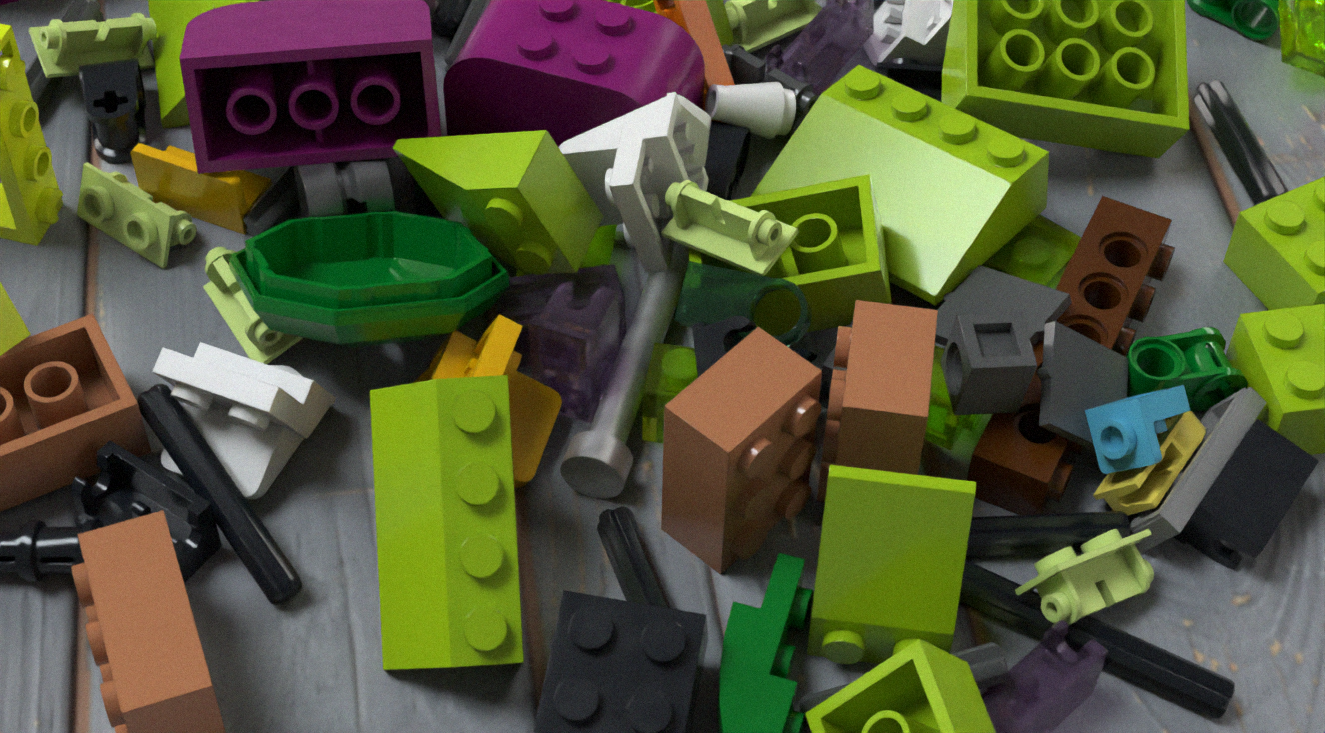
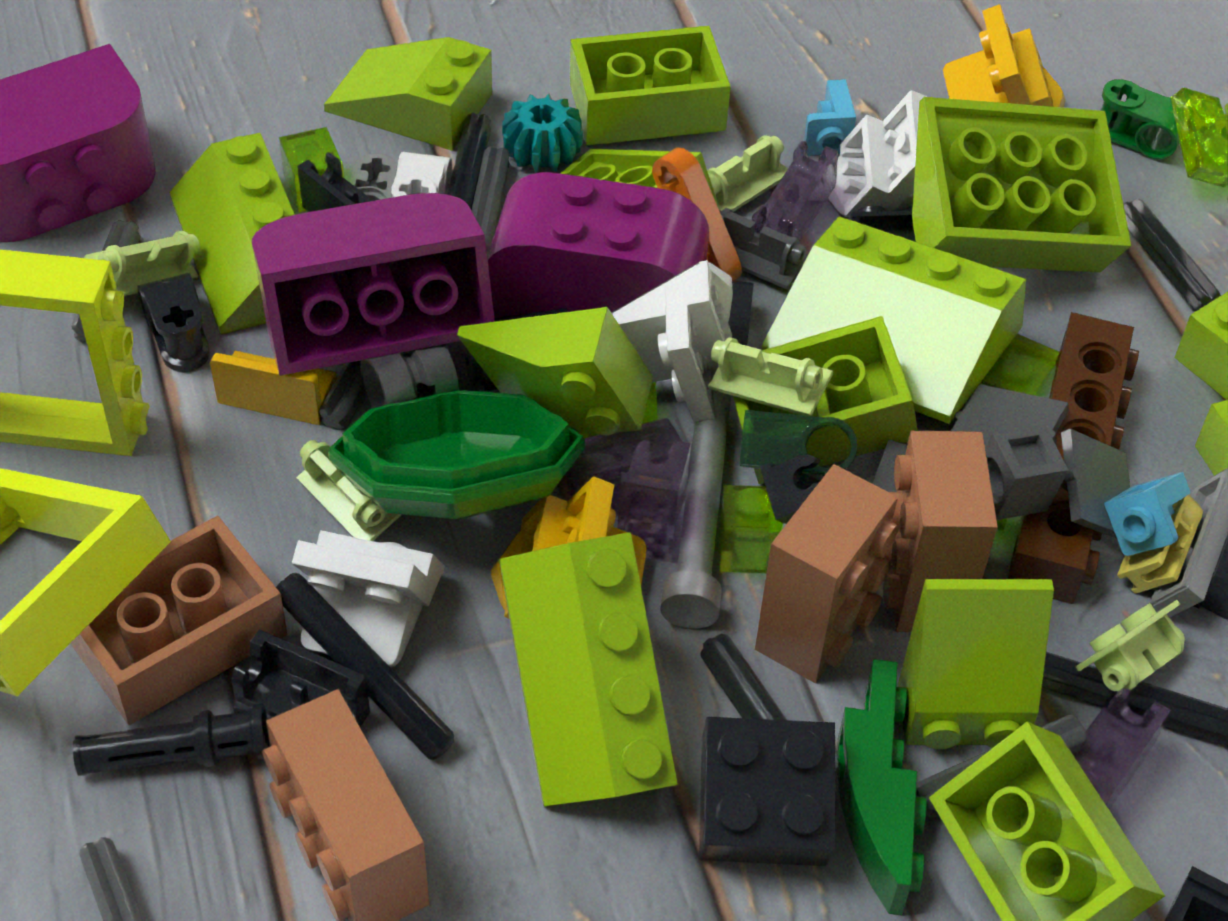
camera: 10 degrees left, 0 degrees up
(131, 215) = (216, 419): yellowish green hinge -> none
(758, 106) = (759, 262): white cone -> none
(1040, 532) = (1097, 610): black axle -> none
(1185, 361) = (1171, 451): green piece -> none

